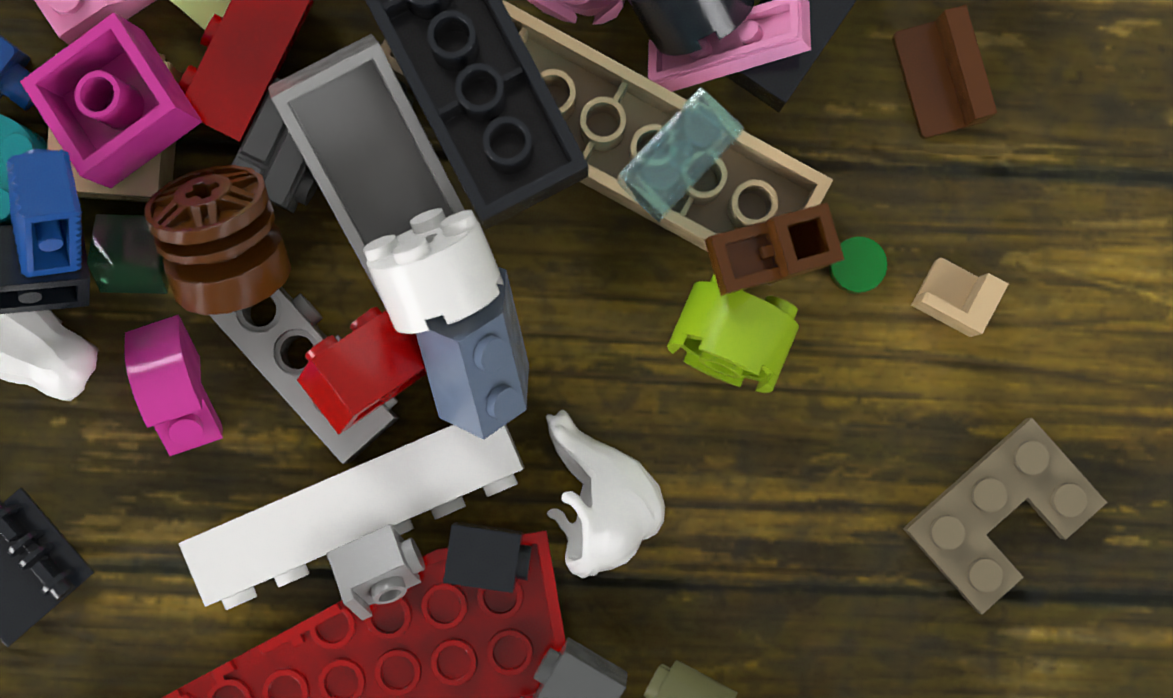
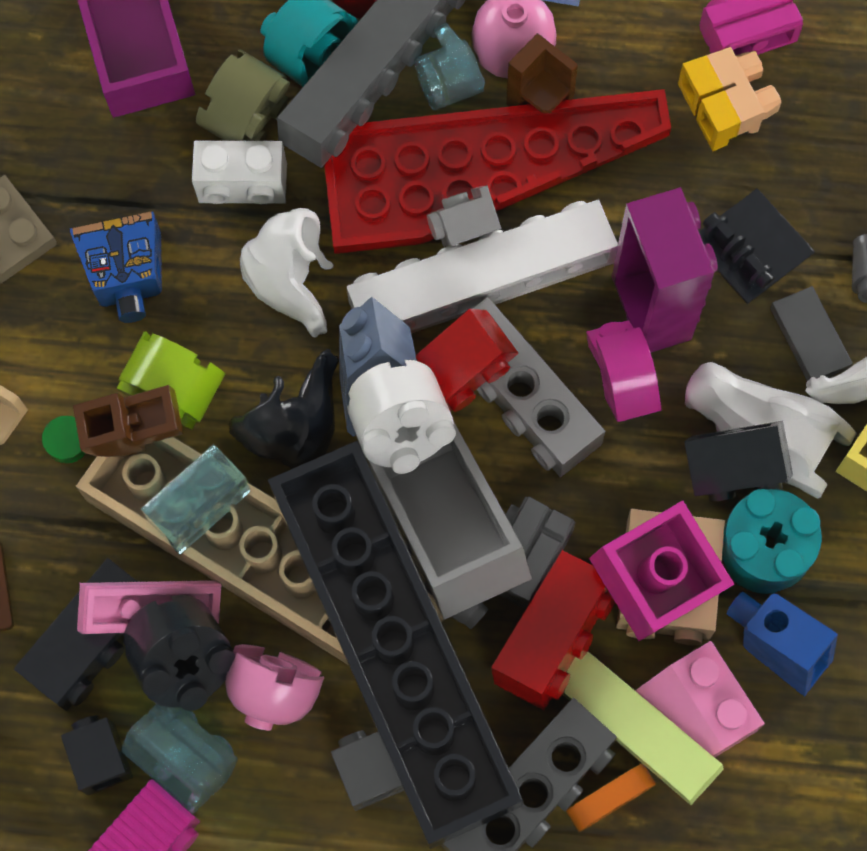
camera: 170 degrees left, 15 degrees down
(44, 212) = (713, 480): blue brick -> none
(105, 484) = (663, 268): none -> magenta piece
(126, 256) = (652, 470): clear green brick -> none
(218, 239) = (578, 464): reddish brown wheel -> none
(486, 557) = (379, 222): black brick -> none
(577, 286) = (292, 428): none -> black piece
(675, 628) = (239, 172): none -> white brick
(815, 496) = (122, 262): none -> blue torso

